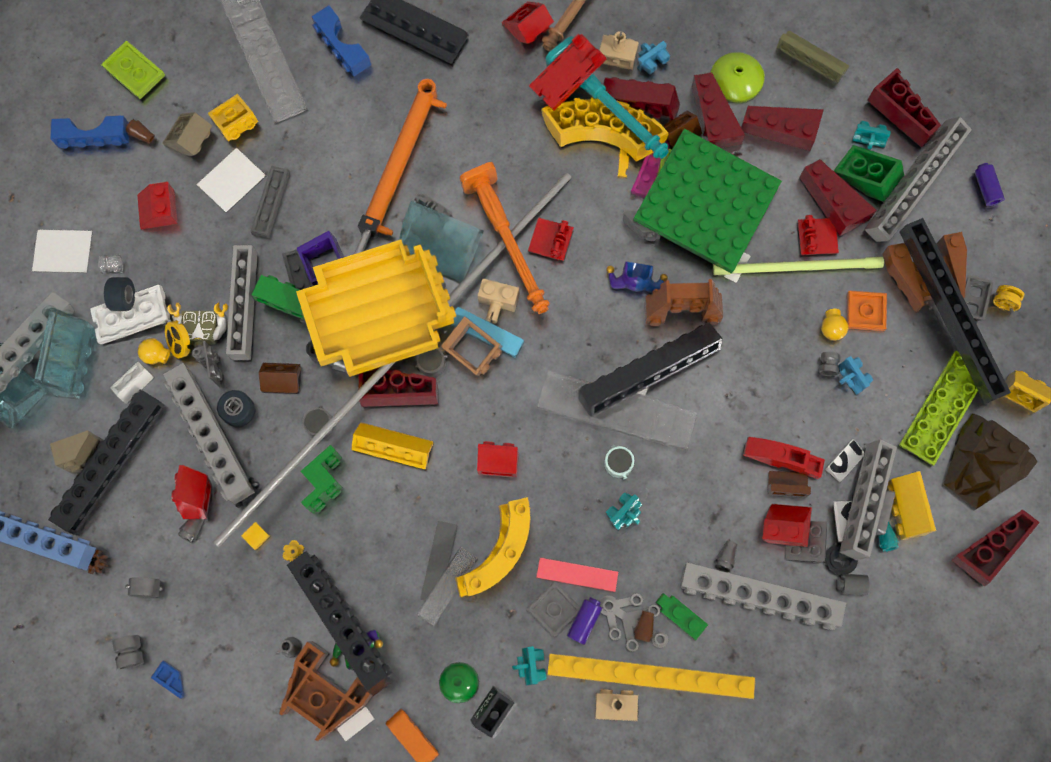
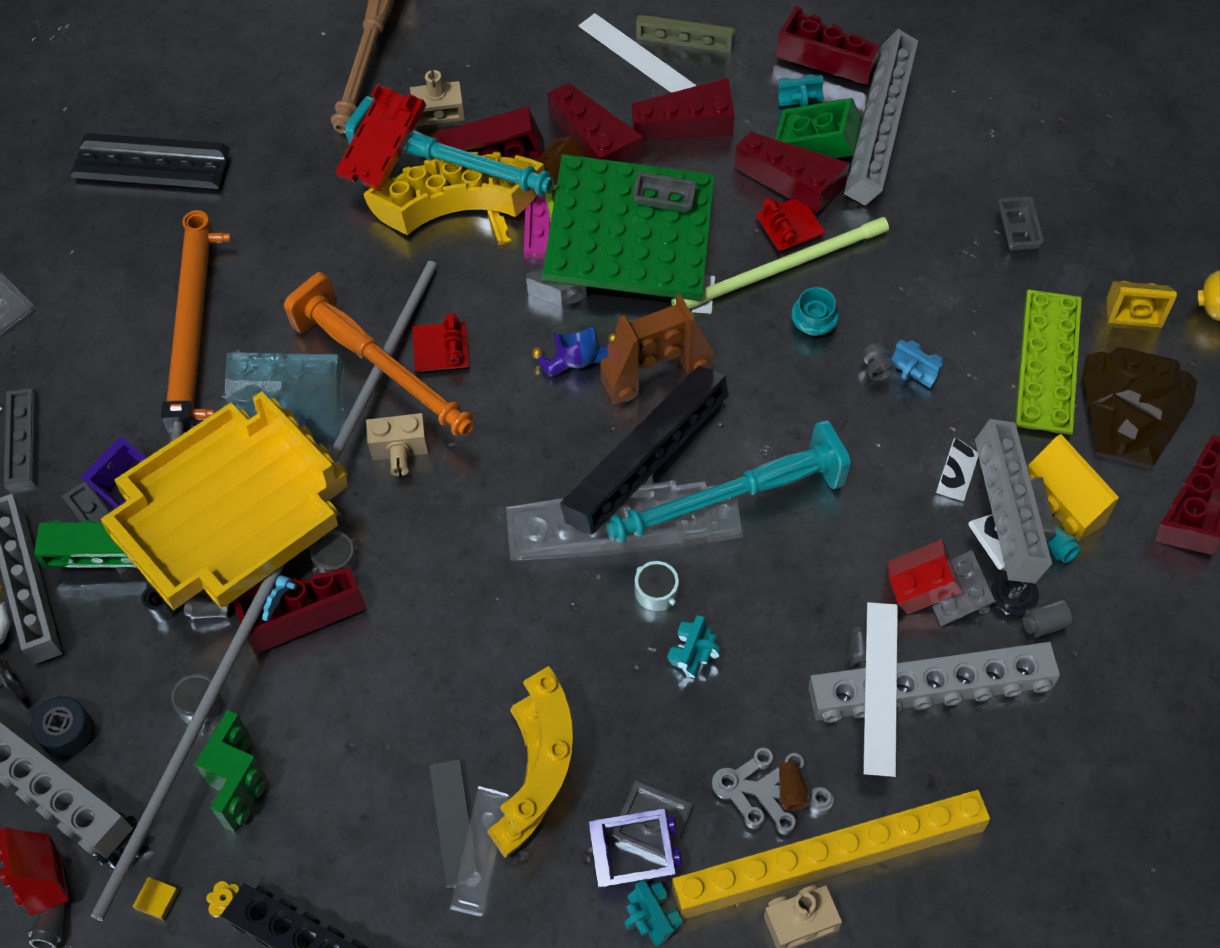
camera: 25 degrees left, 15 degrees down
(279, 377) = (115, 661): reddish brown panel -> none
(352, 56) = (77, 222): blue arch -> none
(391, 445) = (319, 690): yellow panel -> none
(392, 373) = (282, 585): none -> medium azure piece
(456, 336) = (359, 503): medium nougat window -> none
(497, 459) = (483, 644): red slope -> none
(510, 342) = (399, 491): medium azure tile -> none
(516, 620) = (602, 853): none -> window
(528, 21) = (305, 107): red slope -> none
(577, 574) = (663, 759): coral tile -> none
(585, 620) = (703, 814): dark purple brick -> none
(650, 54) = (480, 94): dark azure hips -> none
(681, 616) = (832, 755): green hinge -> none
(726, 588) = (880, 690): none -> white sticker
(738, 86) = (606, 81): lime dish -> none
(742, 181) = (664, 186): none -> flat silver piece
(761, 419) = (824, 455): none -> teal piece
(771, 62) = (635, 54): none -> white sticker
(784, 455) = (873, 489): red slope -> none
(788, 484) = (898, 528): reddish brown panel -> none
(803, 312) = (815, 312): none -> teal piece
(834, 325) = (862, 314): yellow piece -> none
(866, 310) = (893, 286): orange tile -> none
(906, 274) = (953, 219): dark orange wedge -> none
(954, 311) = (1005, 238): black brick -> none
(989, 184) = (970, 95): dark purple brick -> none
(1008, 297) = (1060, 206): yellow wheel -> none

